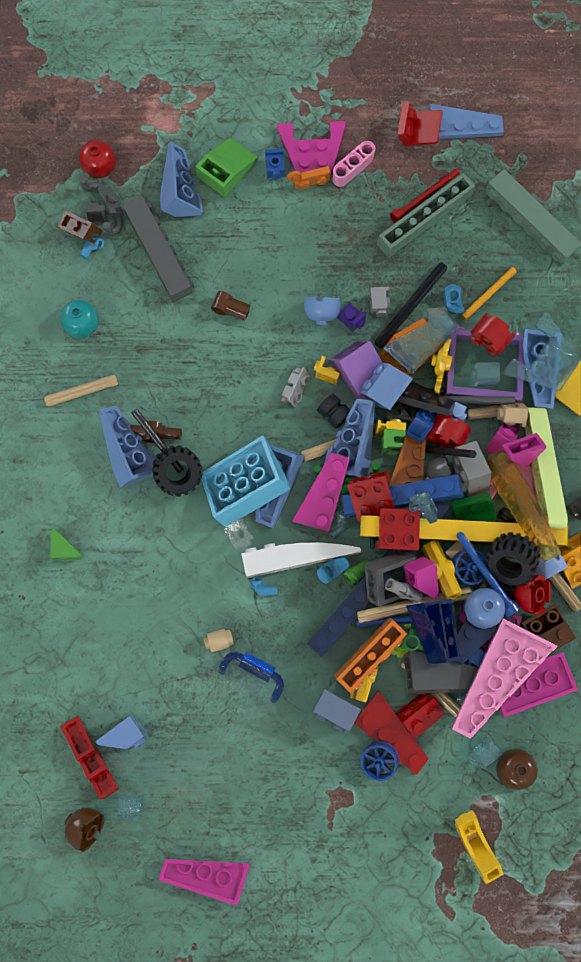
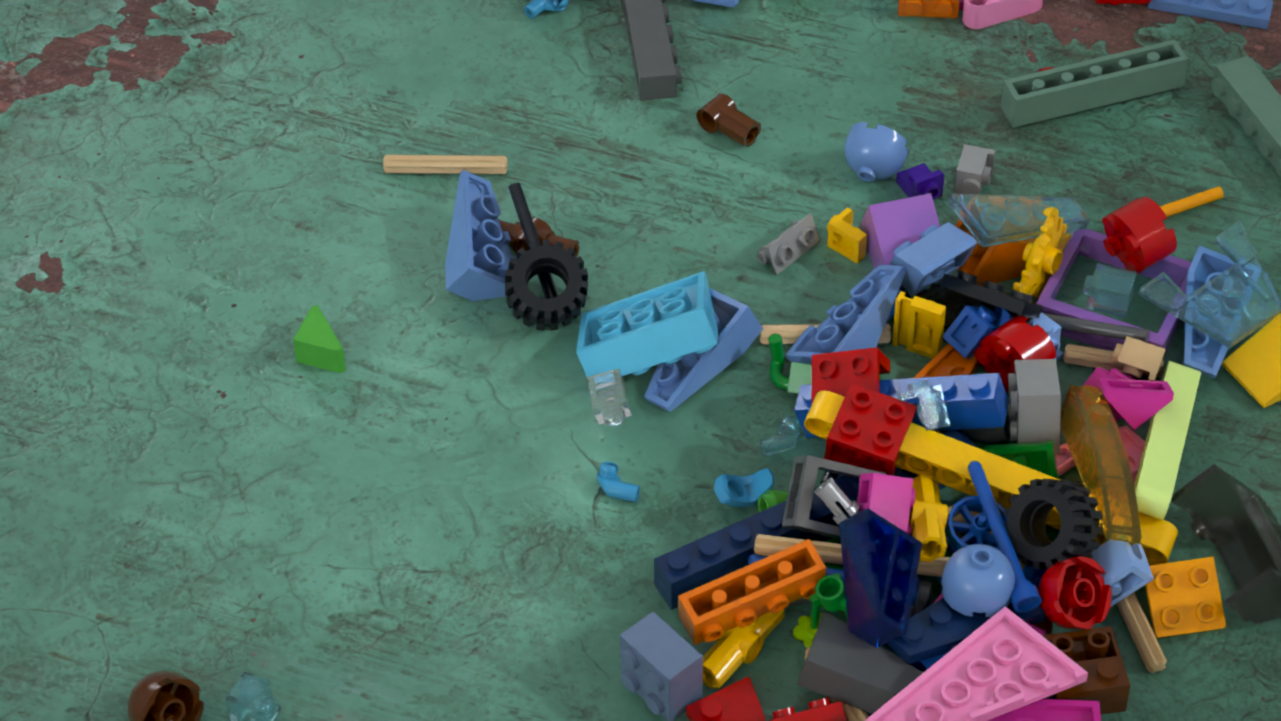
camera: 25 degrees right, 30 degrees down
(79, 319) = (485, 78): teal cylinder -> none
(89, 757) = (220, 624): red slope -> none
(125, 735) = (289, 596): medium blue slope -> none
(218, 640) = (508, 528): tan brick -> none
(256, 667) = (548, 578): clear blue piece -> none
(291, 556) = (683, 452): white slope -> none
(323, 496) = (767, 386): dark pink wing -> none
(332, 408) = (833, 279): black wheel -> none
(389, 440) = (914, 340): bright green hinge -> none
(410, 305) = (1055, 178): black axle -> none
(451, 451) = (1014, 357): black bar -> none
(452, 299) = (1099, 197): dark azure hair -> none

